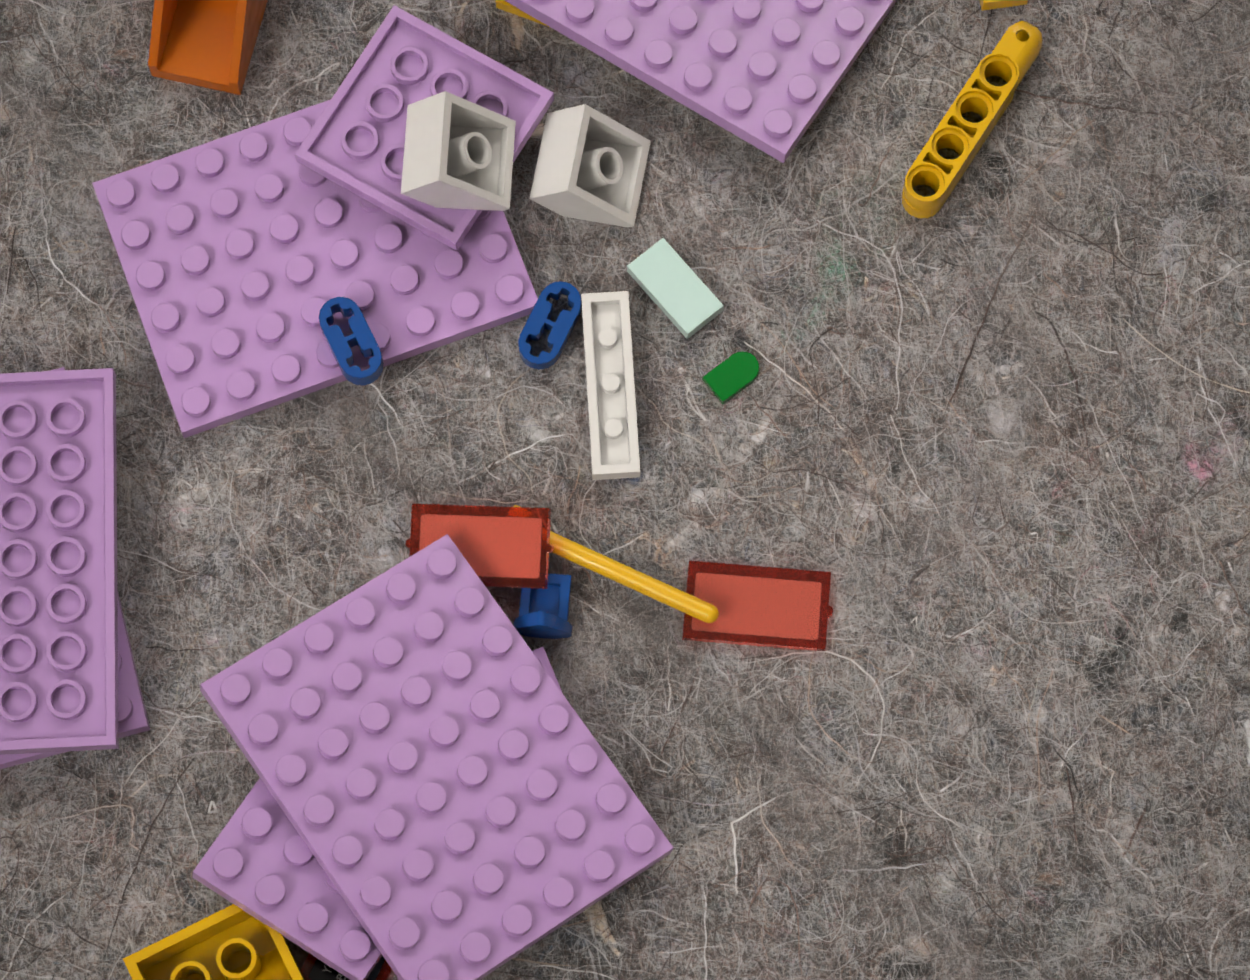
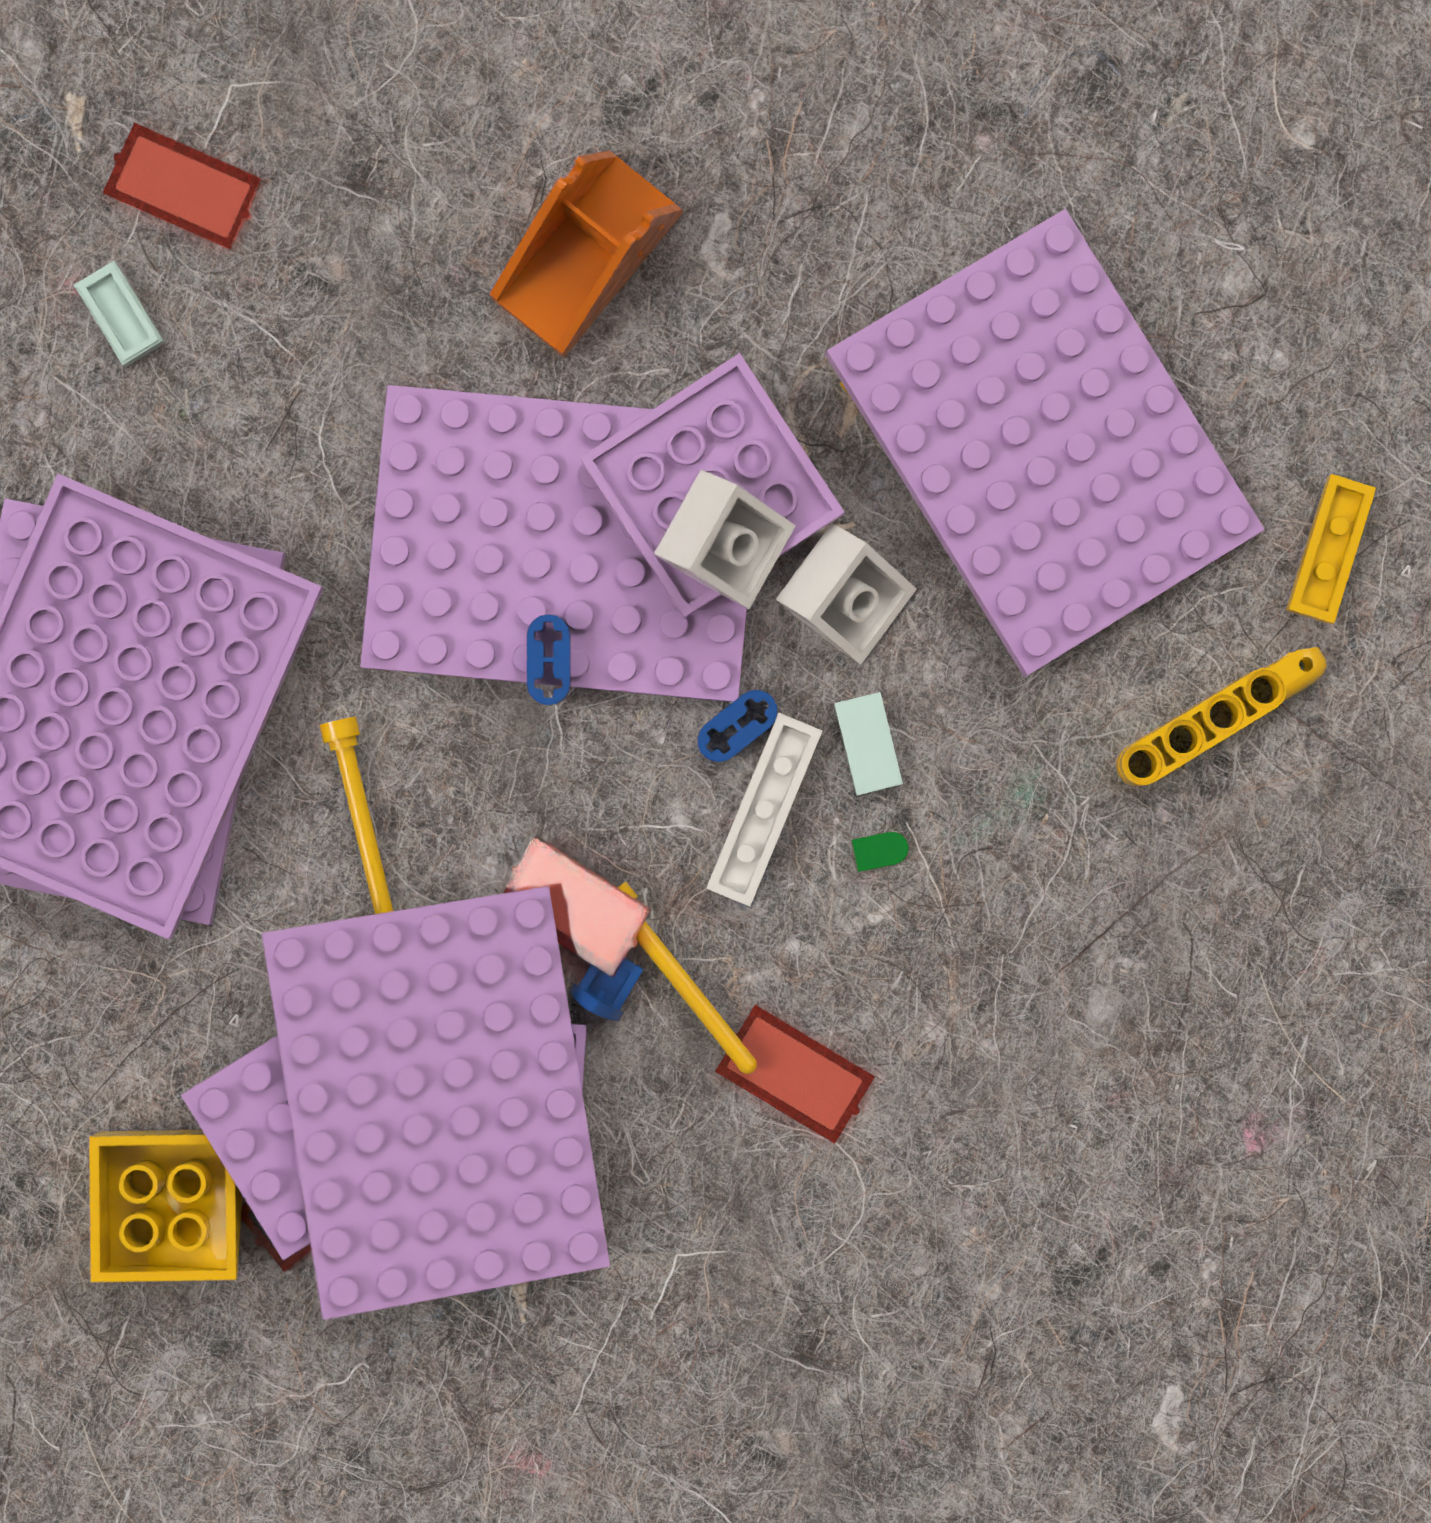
camera: 25 degrees right, 15 degrees up
(192, 500) = (342, 739): none -> yellow piece

